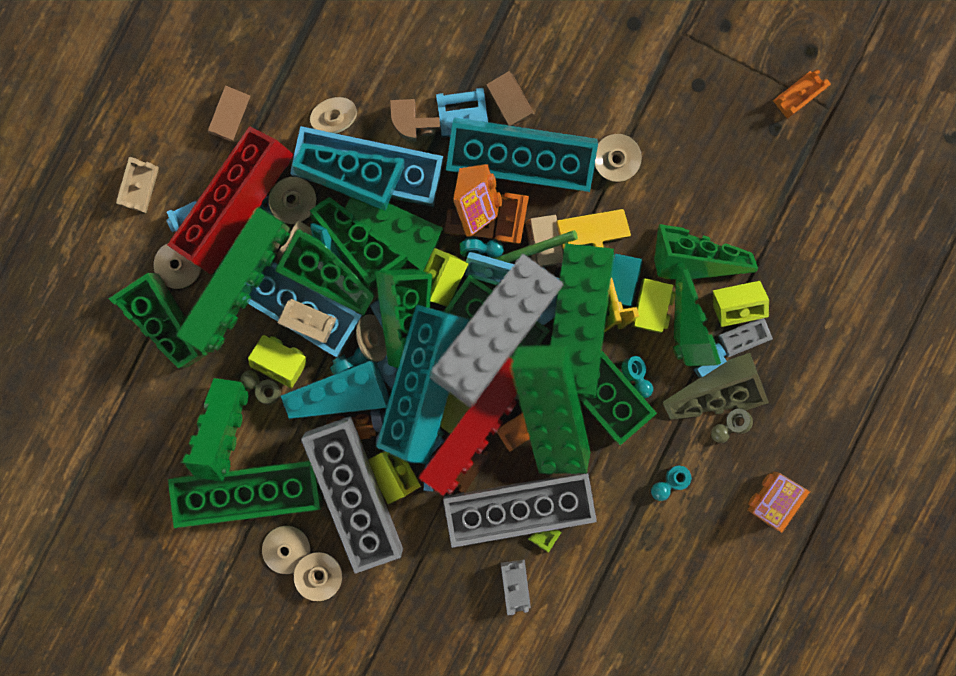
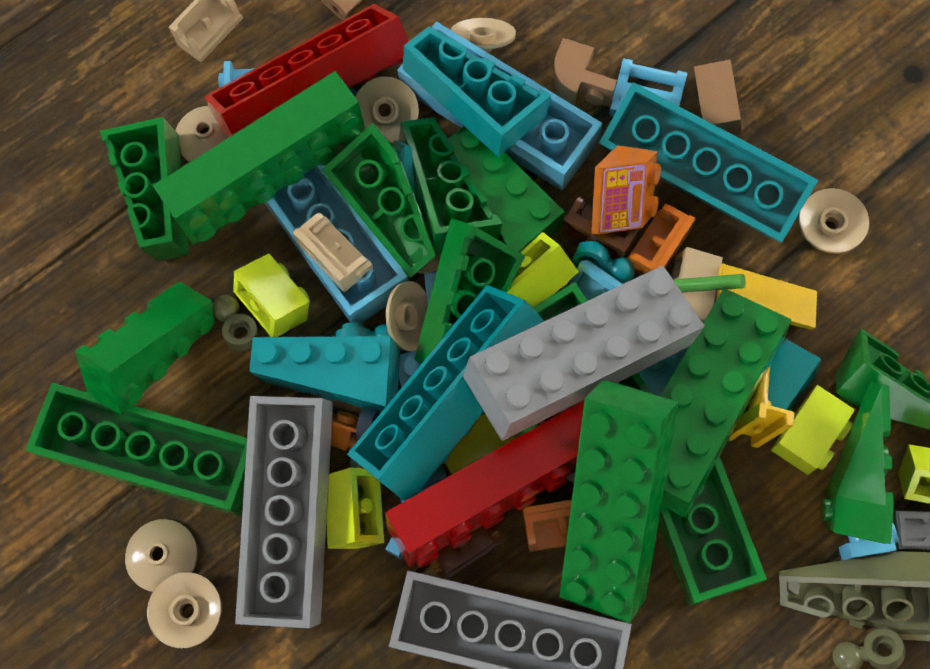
camera: 30 degrees right, 15 degrees down
(634, 370) = (756, 512): teal plate -> none

